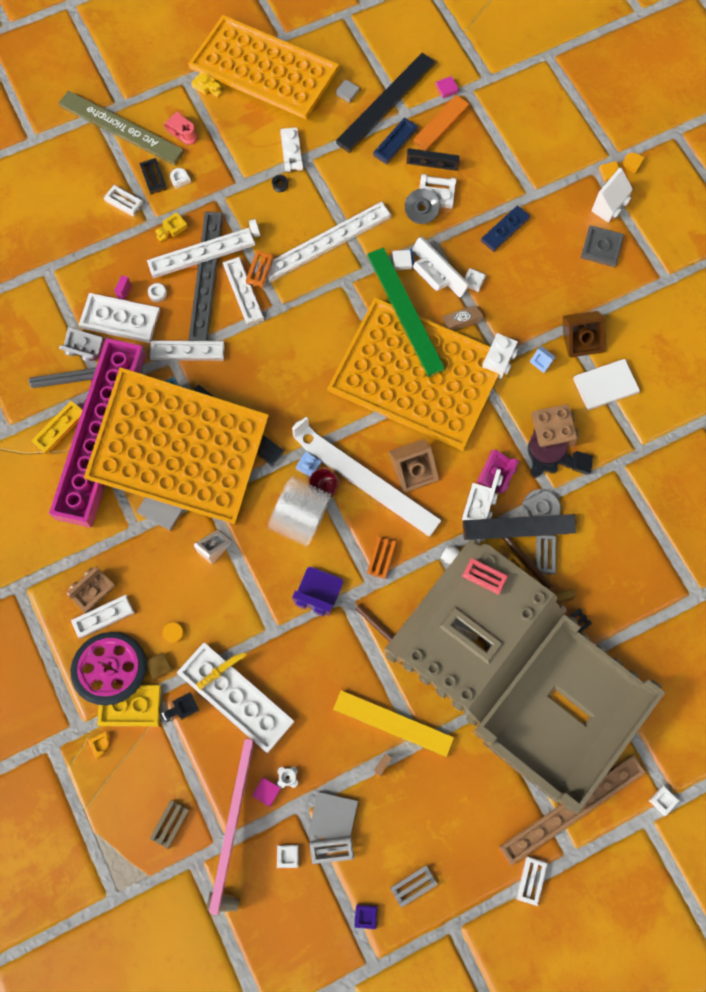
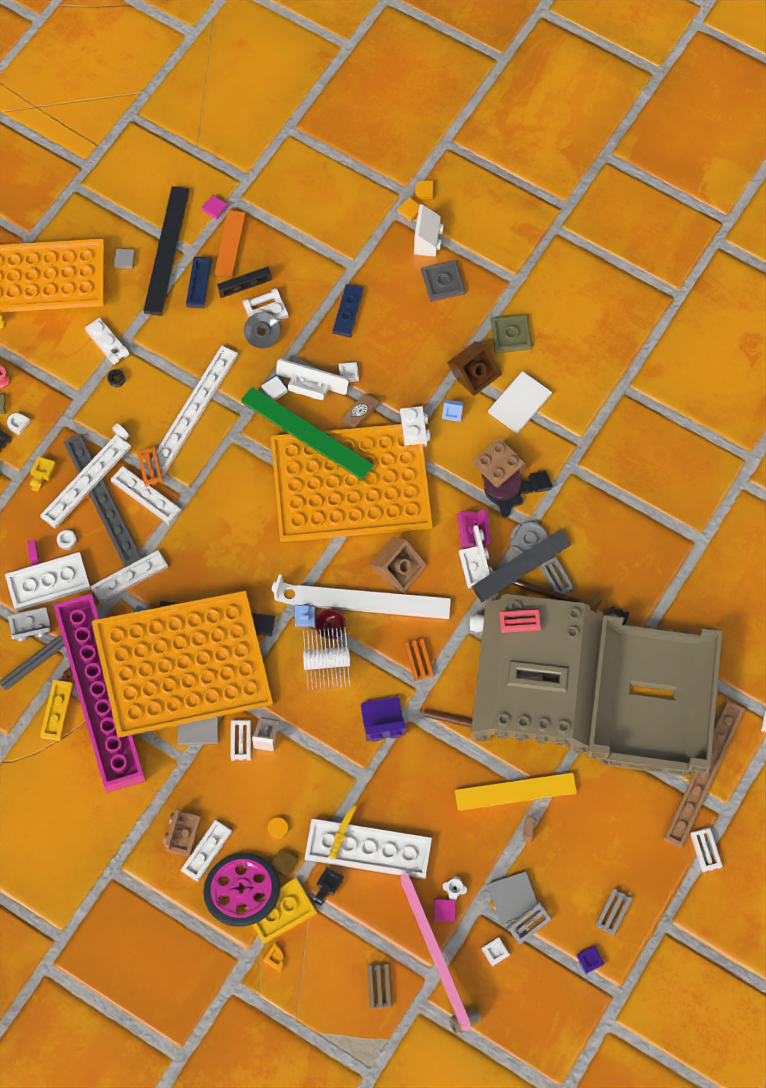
camera: 30 degrees left, 5 degrees down
(203, 532) = (240, 756): none -> white tile
(634, 321) = (511, 334): none -> olive tile

